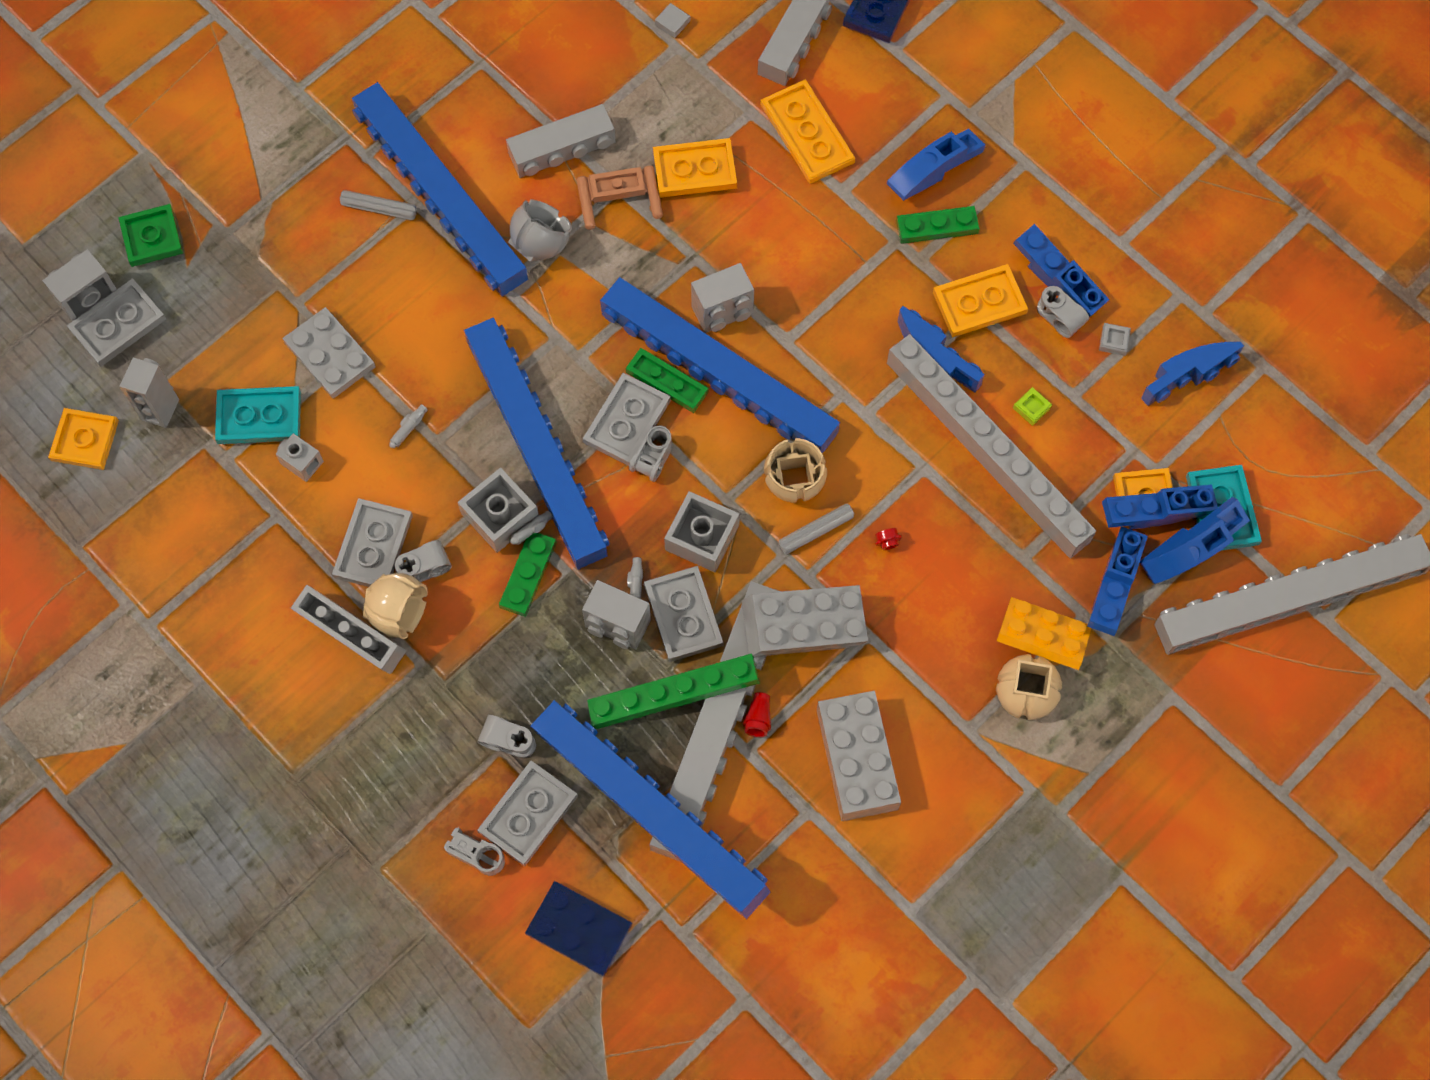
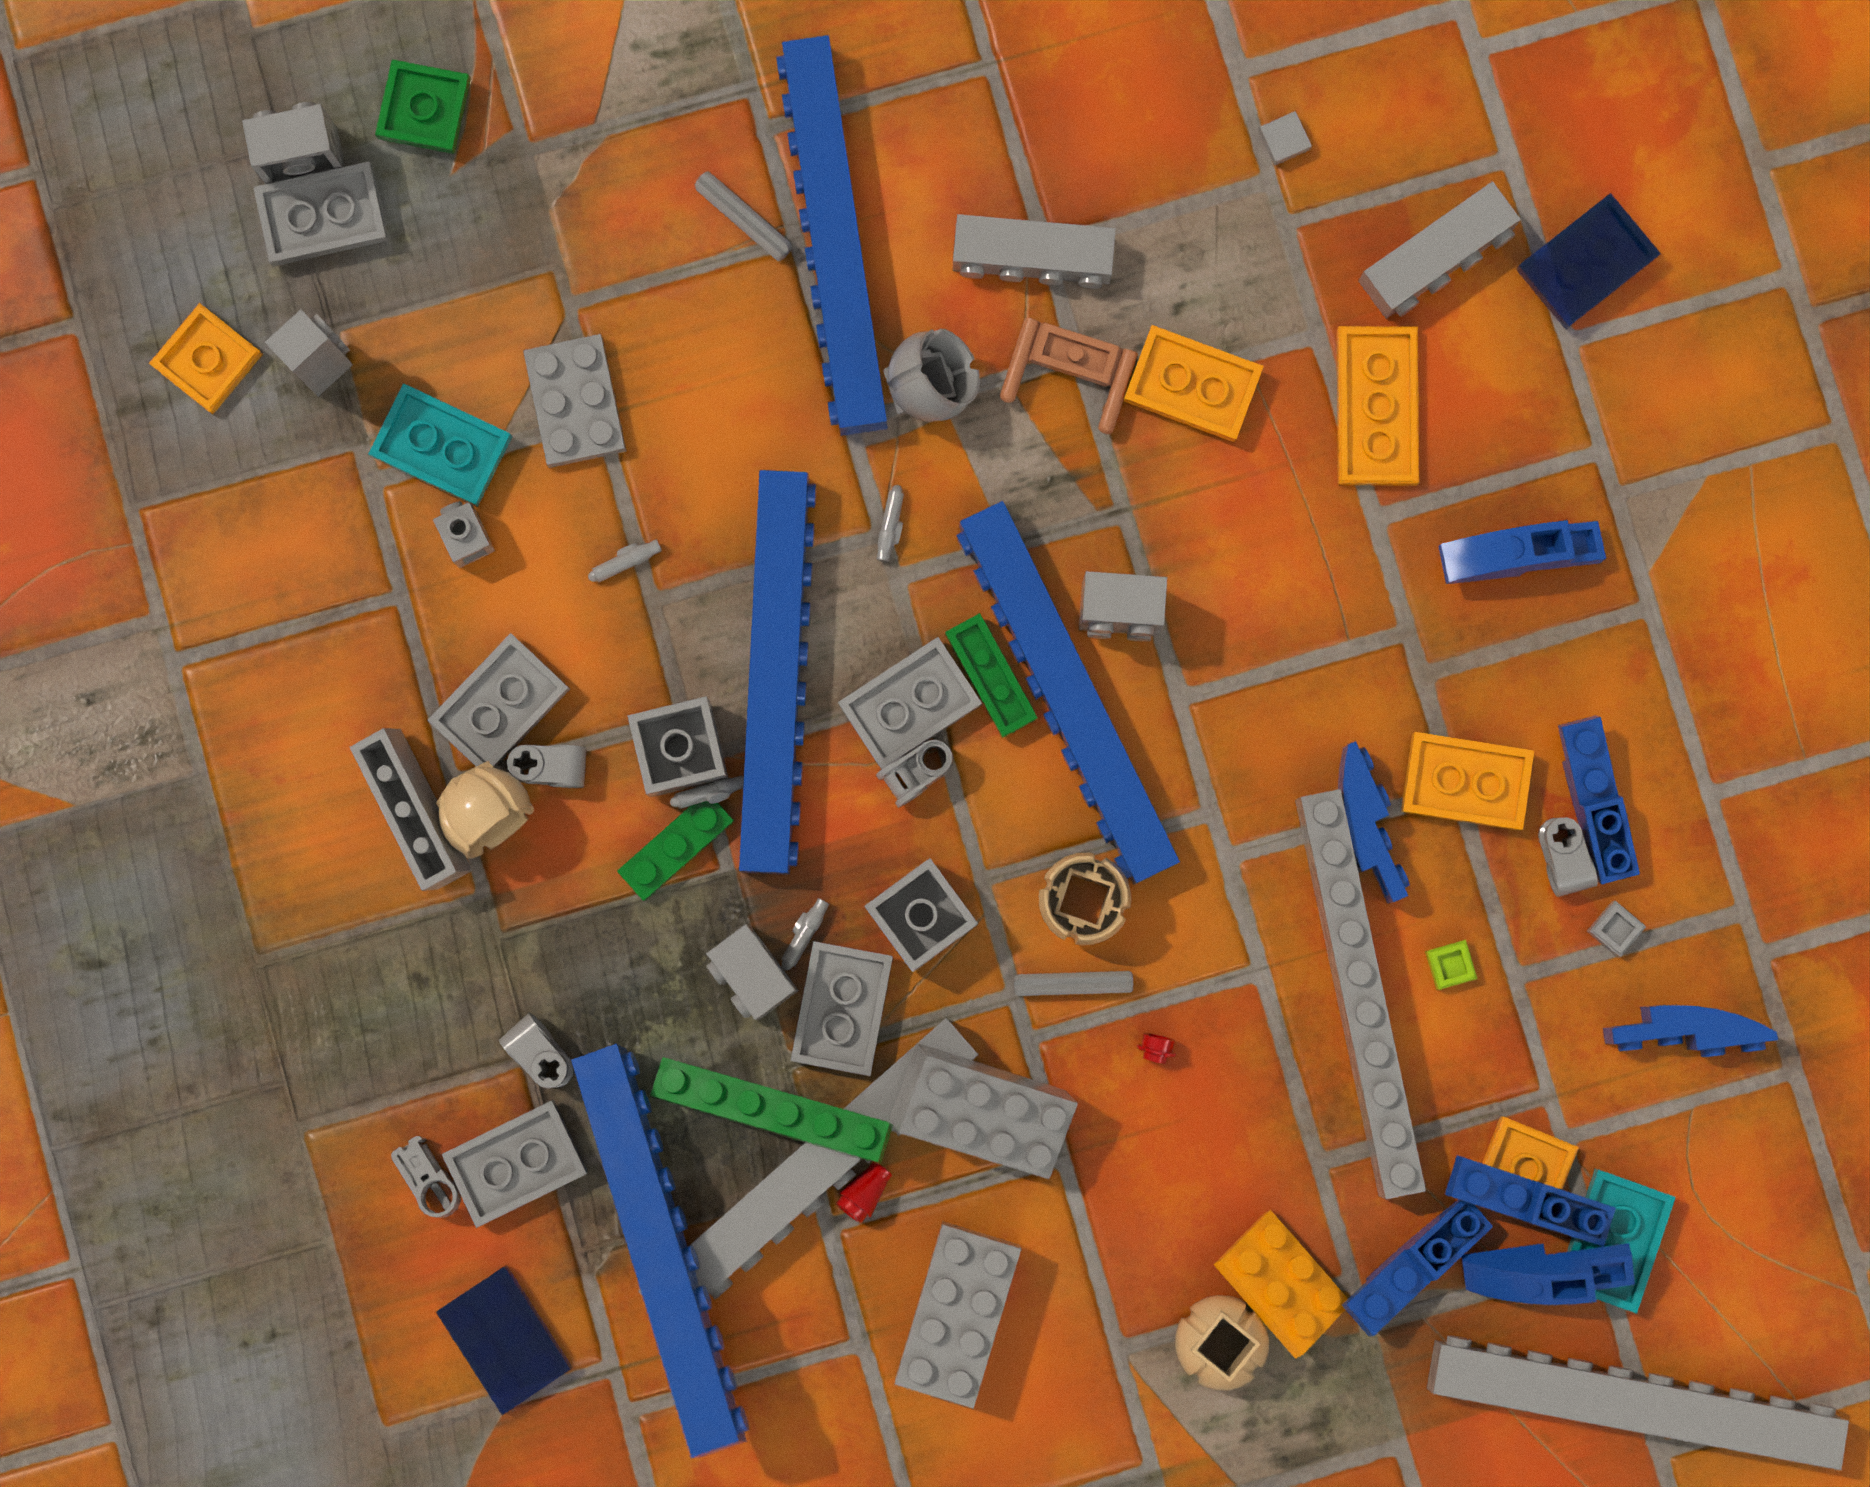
camera: 30 degrees right, 15 degrees up
(560, 329) = (891, 526): none -> light grey piece
(937, 224) = (1475, 638): green plate -> none

